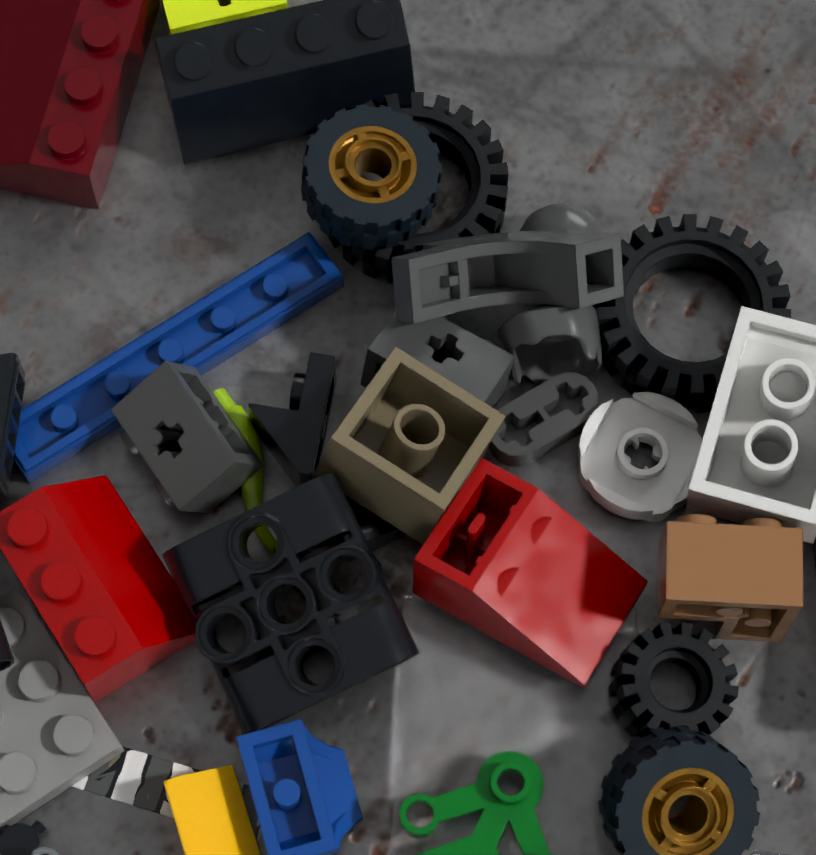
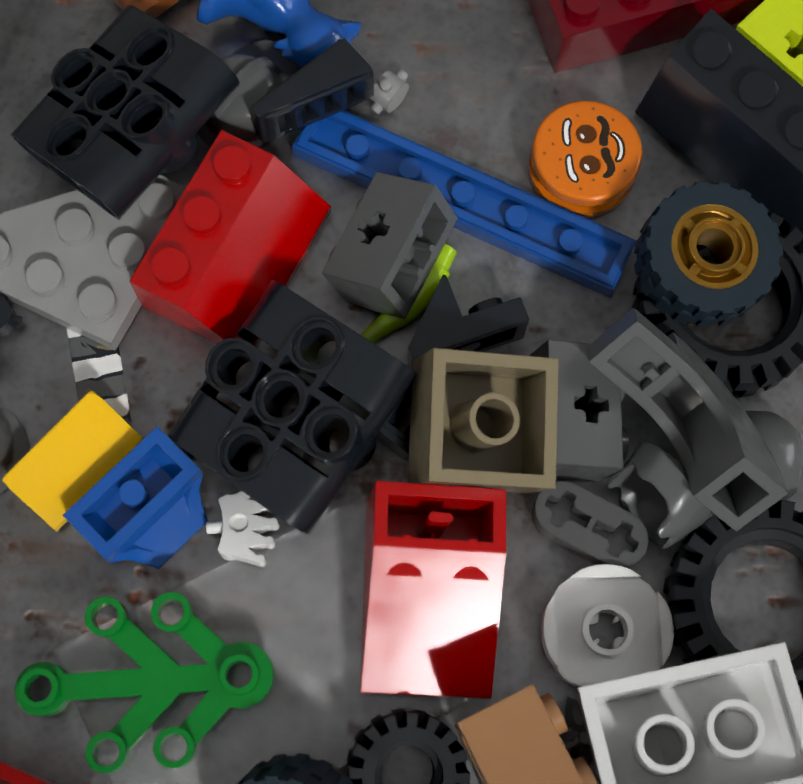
camera: 60 degrees right, 5 degrees up
(28, 358) = (389, 91): none -> light grey piece
(205, 228) = (585, 158): none -> orange head
(371, 716) = (242, 529): none -> white piece

